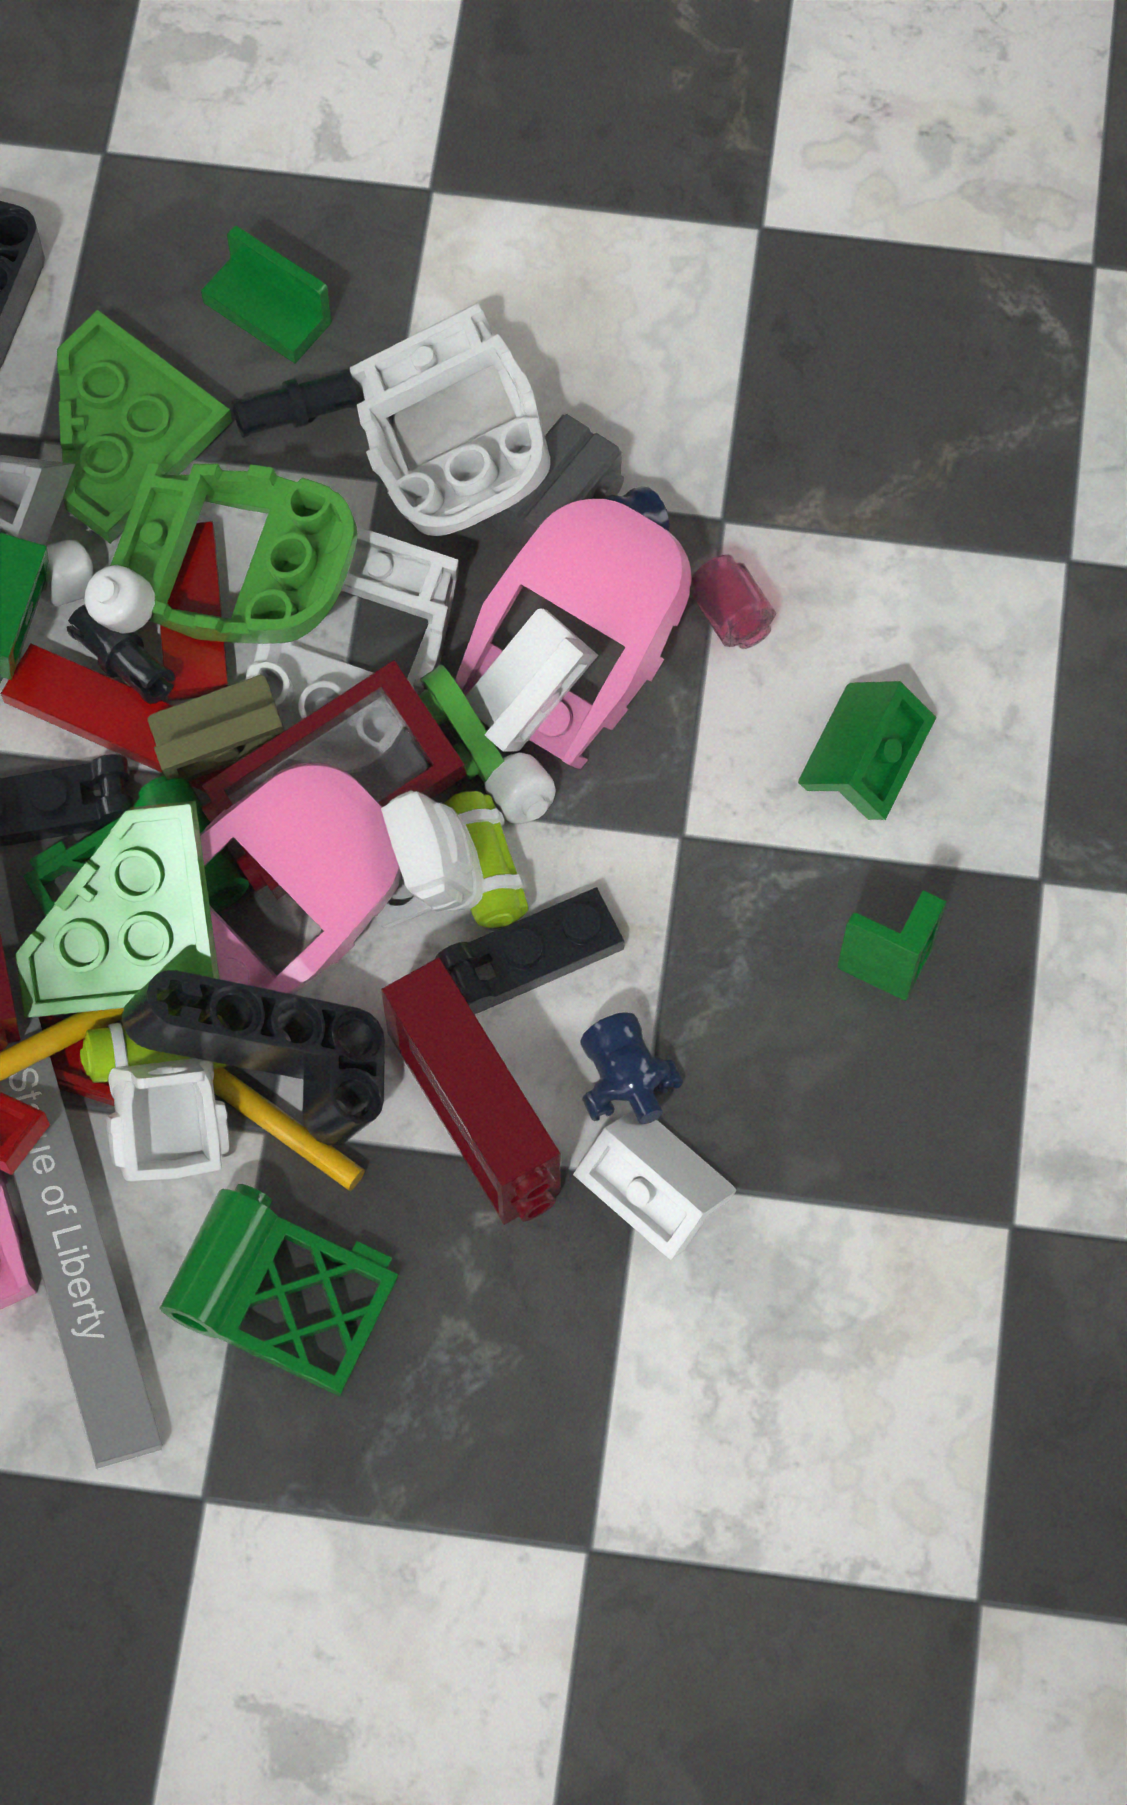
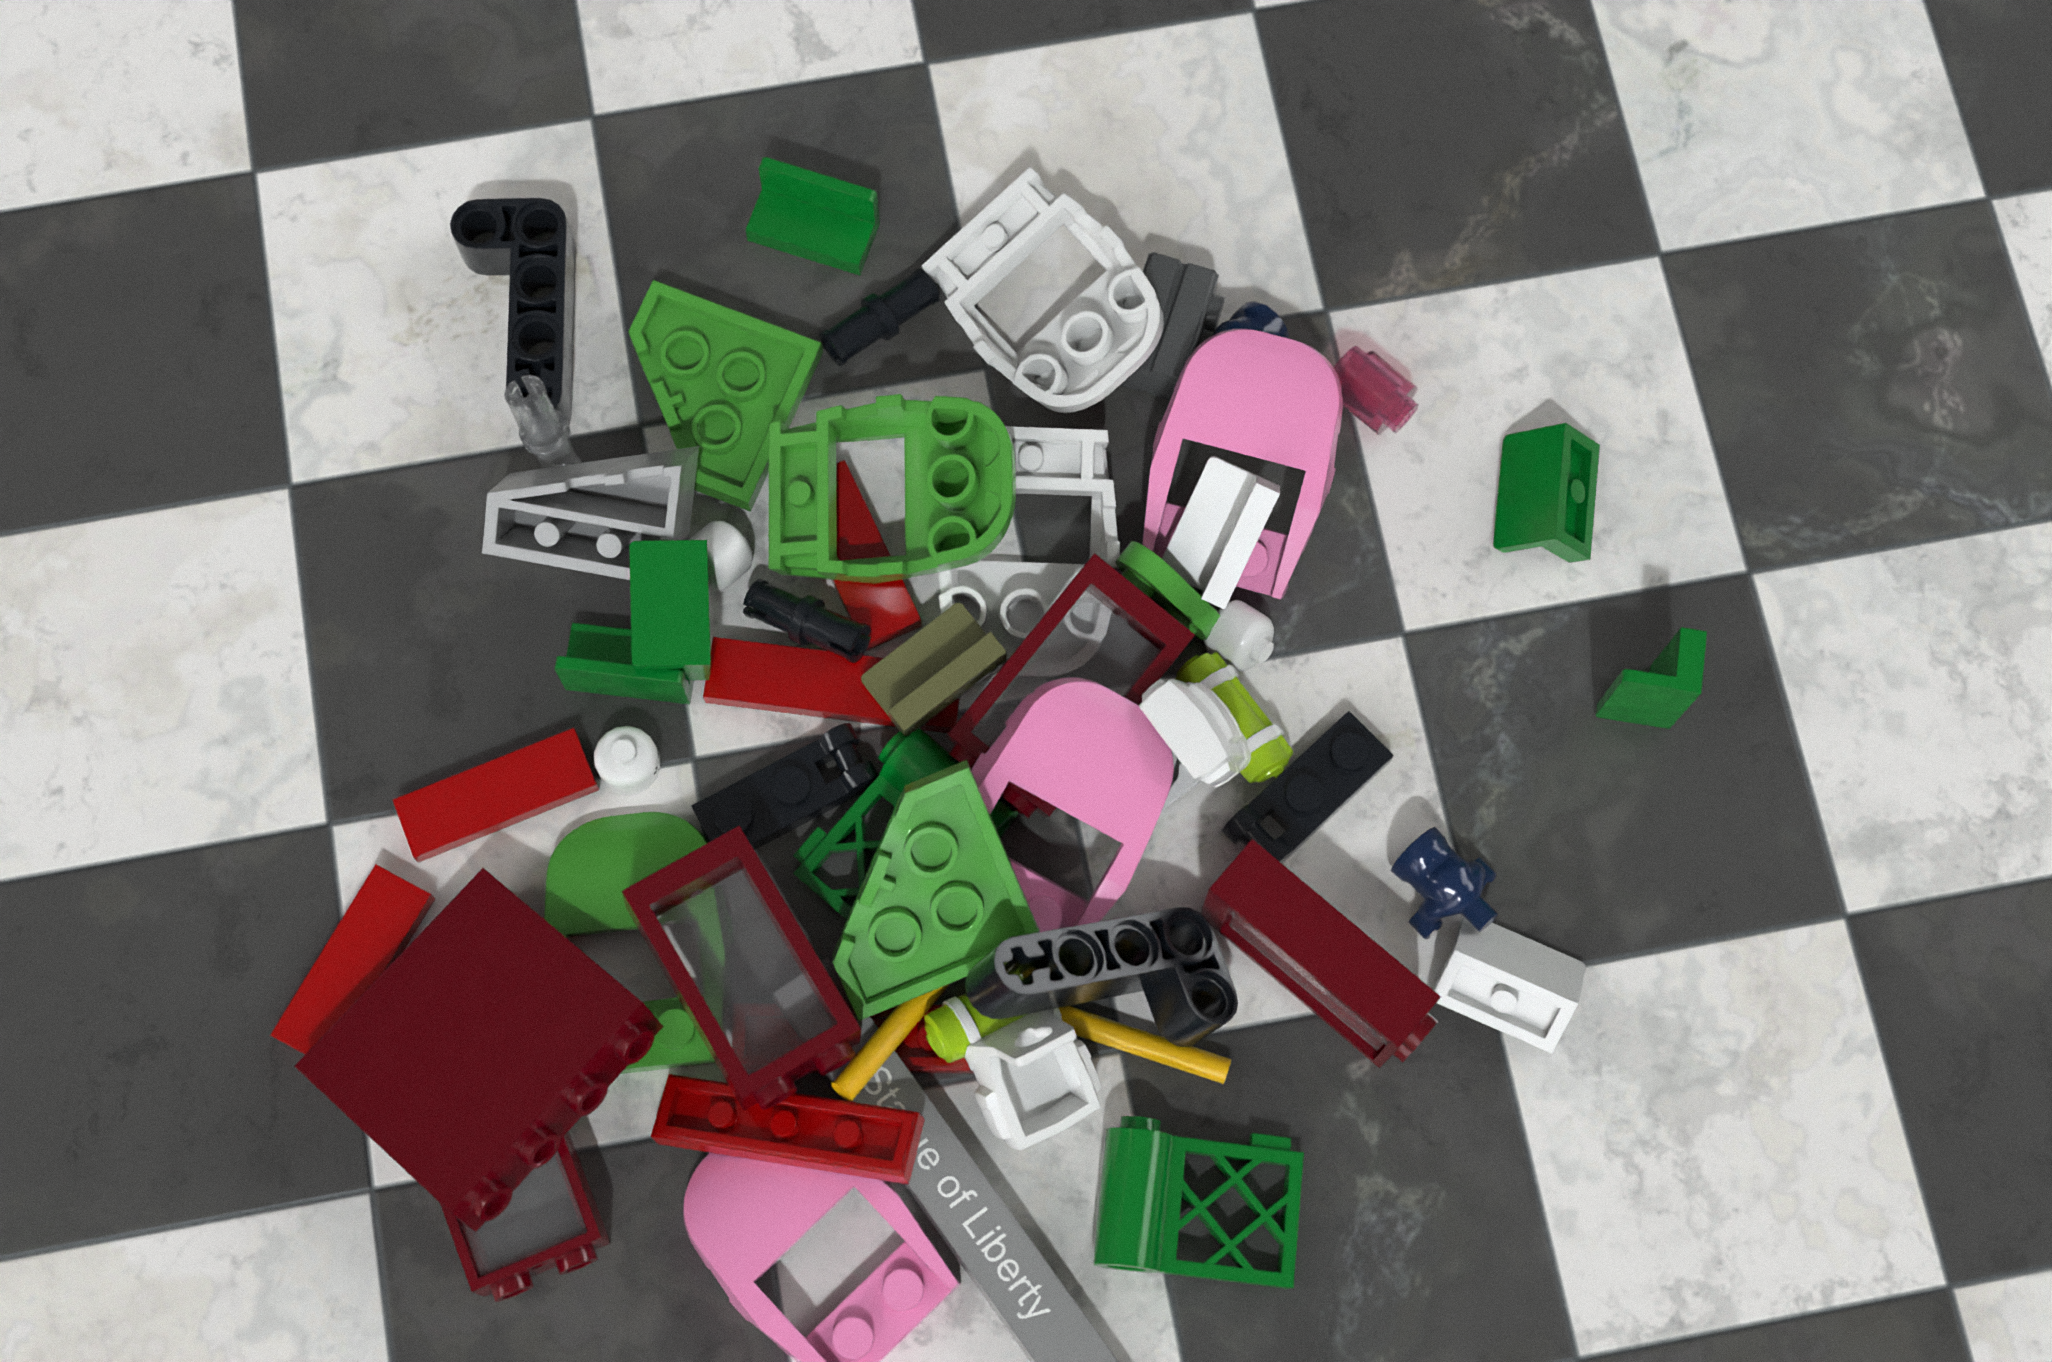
camera: 20 degrees left, 5 degrees up
(119, 599) = (794, 570): white piece -> none

